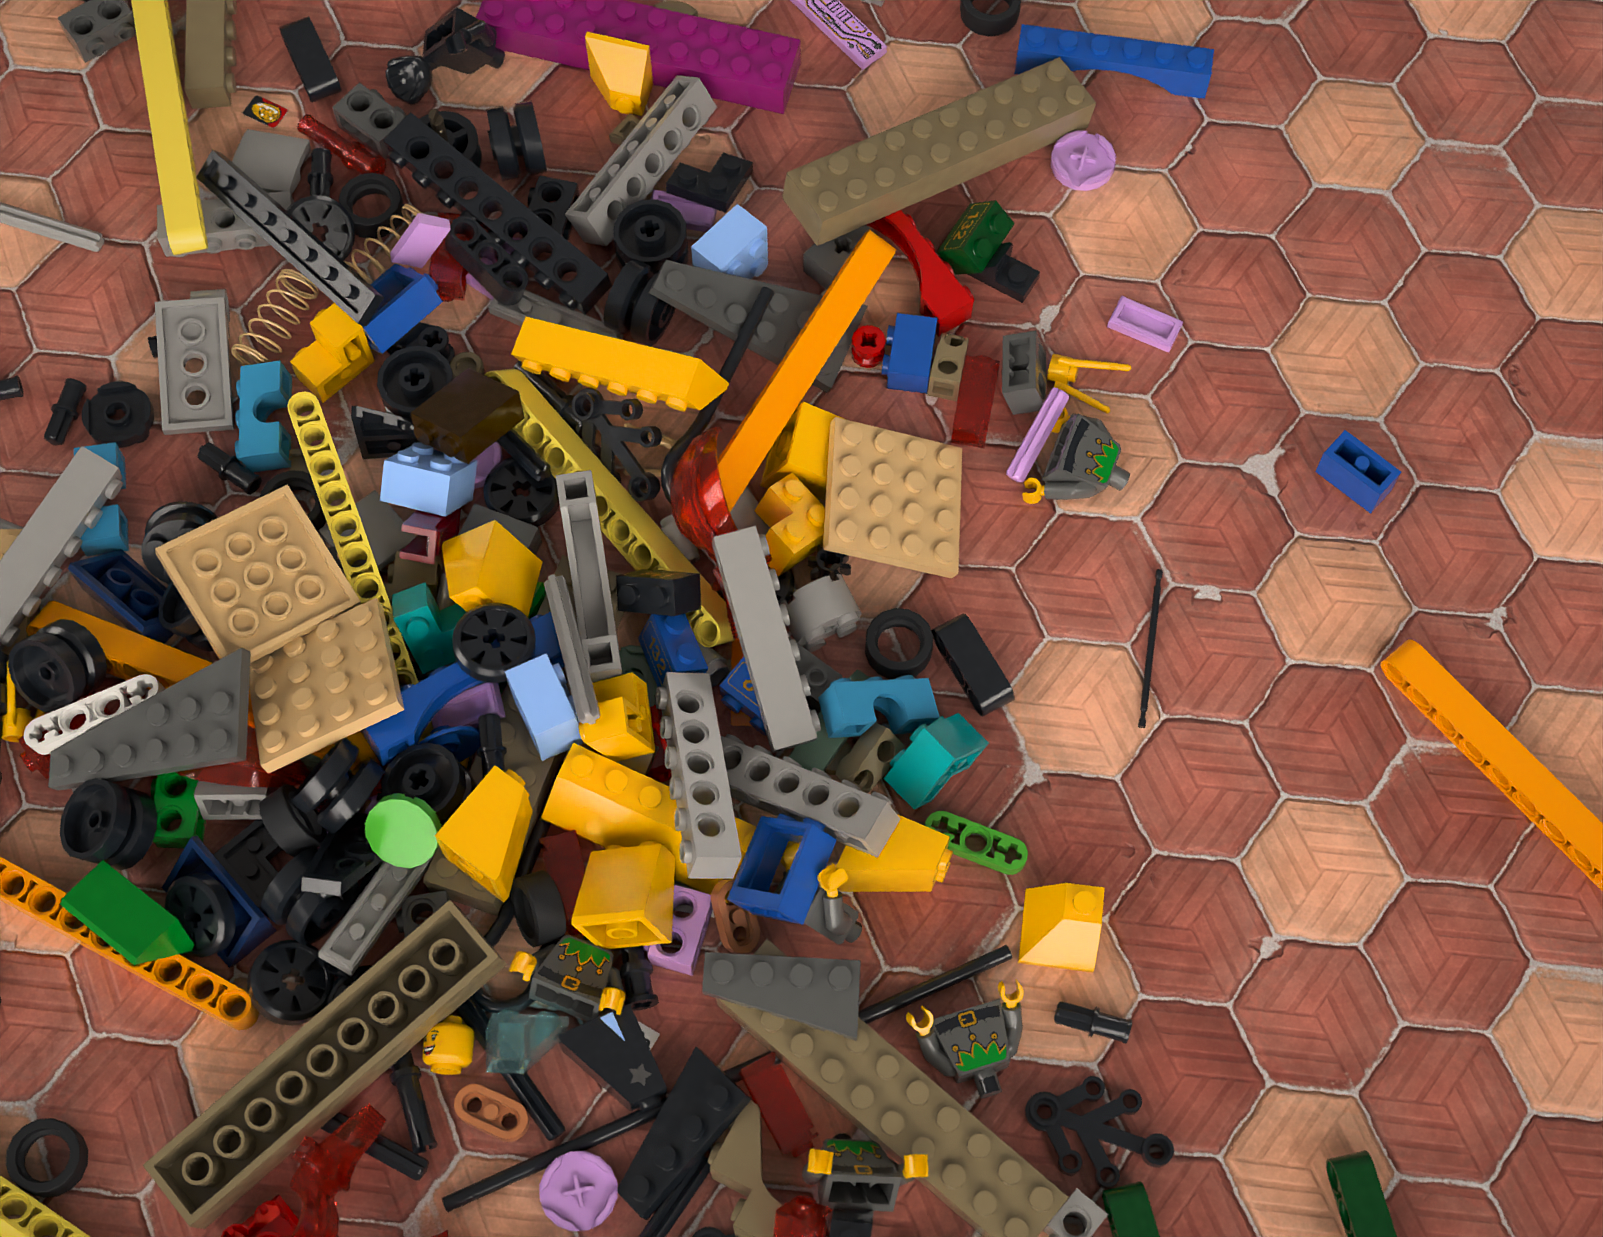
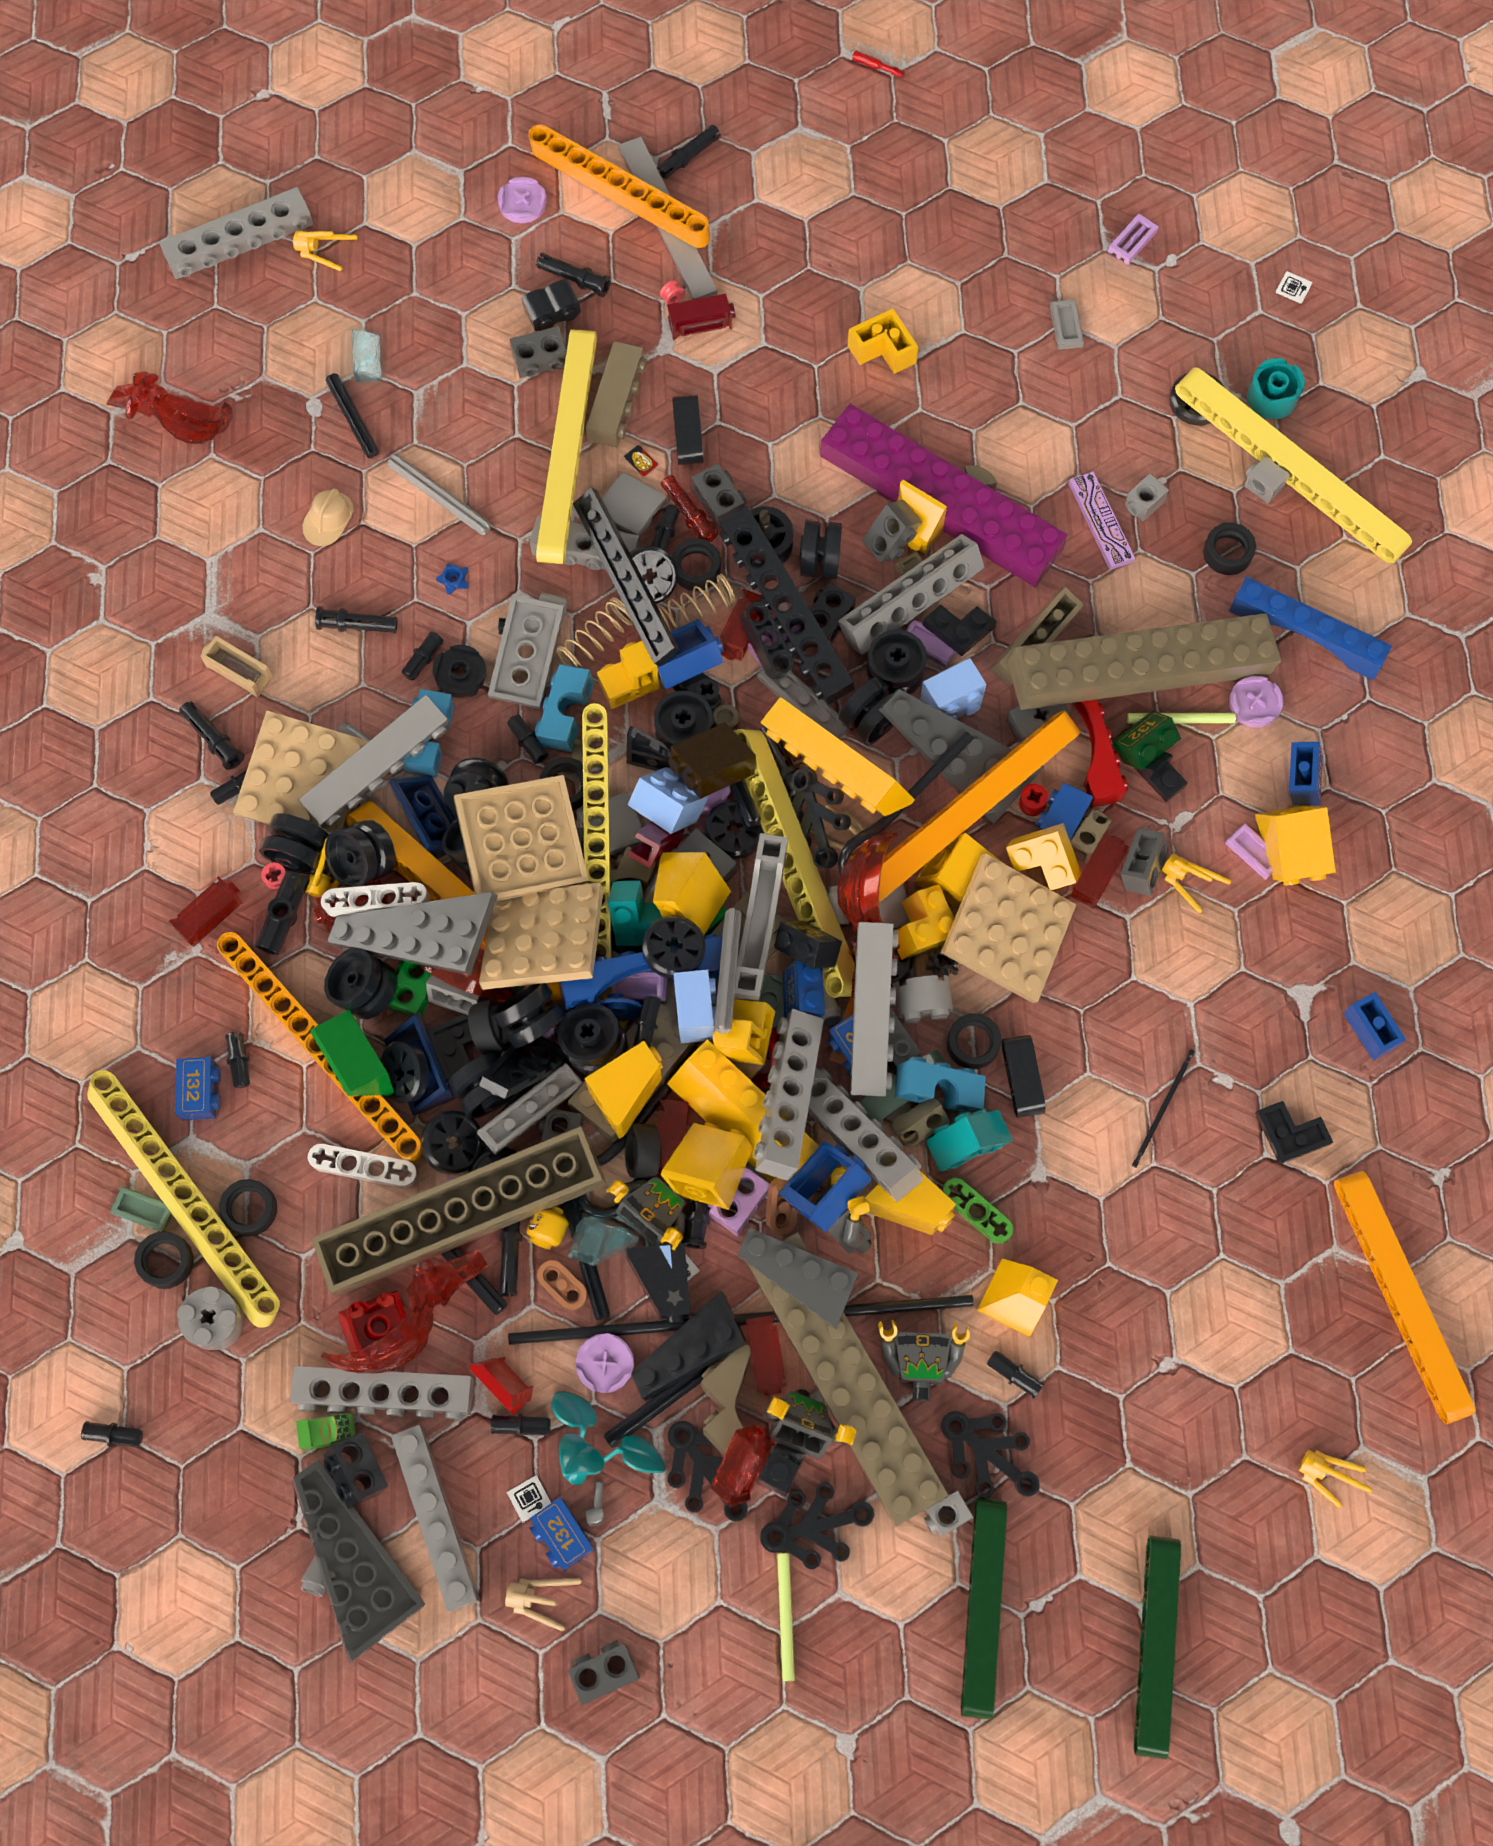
camera: 20 degrees right, 5 degrees up
(72, 303) = (453, 571): none -> blue plate
(183, 1048) = (364, 1162): none -> white beam
(402, 830) = (564, 1064): tile -> none
(420, 240) = (722, 609): lavender tile -> none
(453, 42) = (798, 451): black torso -> none
(594, 96) = (892, 531): none -> dark grey brick
(812, 144) = (1041, 629): none -> dark tan brick
(908, 392) = (1049, 849): none -> yellow brick
(1017, 200) = (1180, 718): none -> yellowish green bar
(1037, 435) = (1137, 914): lavender axle -> none
(1080, 462) = (1162, 946): dark grey torso -> none
(1170, 218) = (1305, 773): none -> blue brick
(1191, 297) = (1297, 843): none -> yellow slope
(1306, 633) = (1290, 1140): none -> black plate
(1491, 1001) = (1315, 1466): none -> yellow plant

